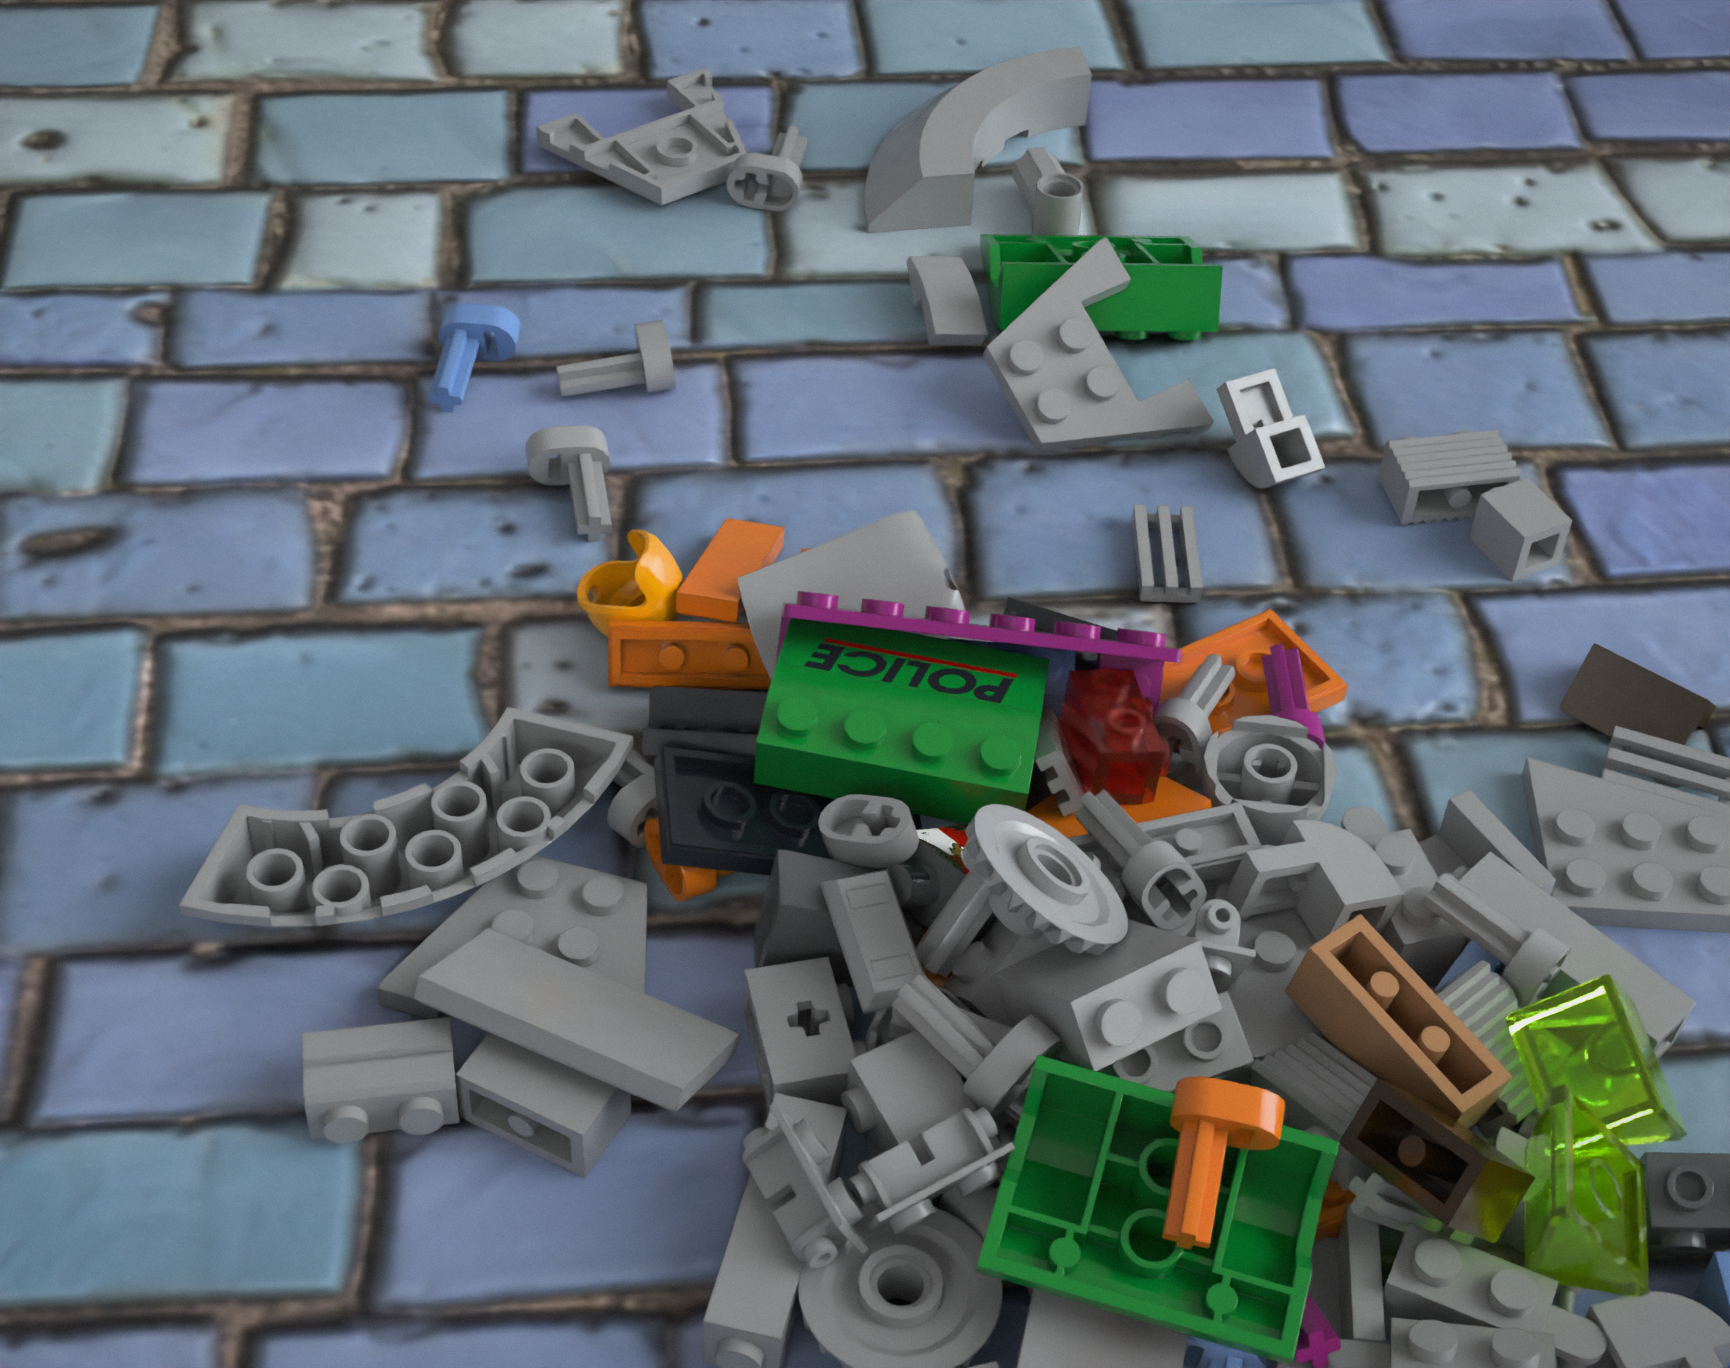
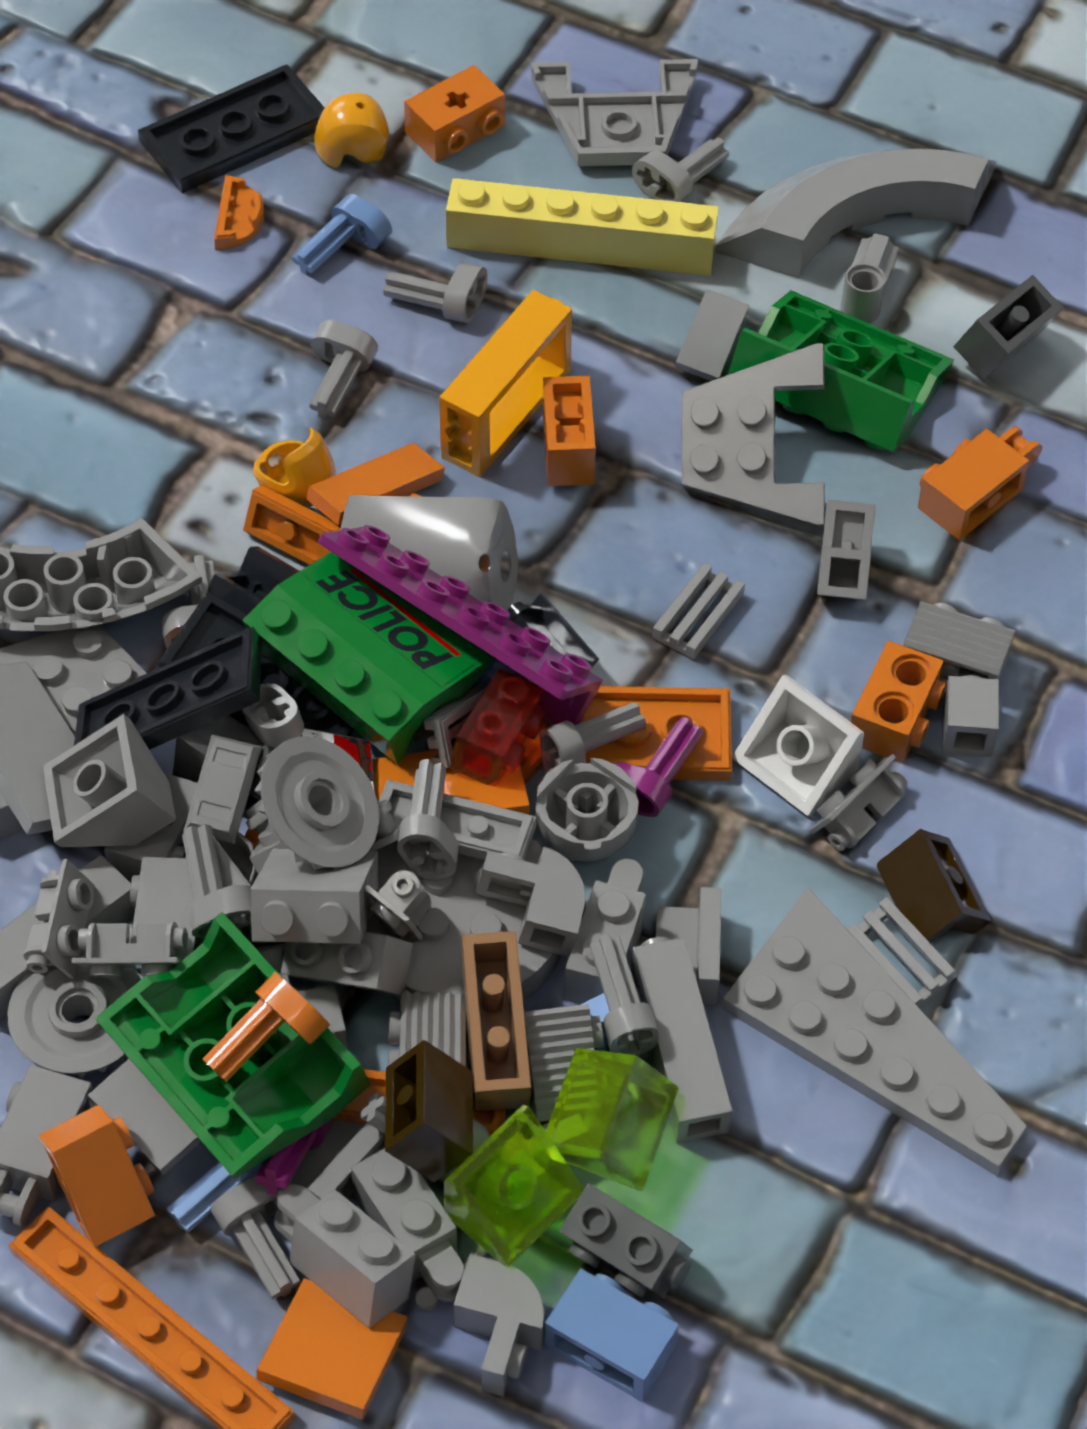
camera: 35 degrees right, 10 degrees up
(245, 303) = (232, 128): none -> black tile
(324, 379) = (239, 214): none -> orange tile
(390, 246) = (351, 126): none -> light orange helmet
(493, 199) = (454, 113): none -> orange brick
(723, 250) = (581, 226): none -> light yellow brick
(730, 879) = (182, 692): none -> black tile
(739, 1006) = (107, 790): none -> light grey slope
(792, 414) = (504, 383): none -> light orange window
(894, 434) = (568, 431): none -> orange brick
(1226, 182) = (1008, 327): none -> dark grey brick
(1317, 326) = (976, 480): none -> orange brick
(1398, 623) = (800, 747): none -> white slope
(1441, 547) = (890, 699): none -> orange brick
(1494, 655) = (845, 814): none -> light grey hinge

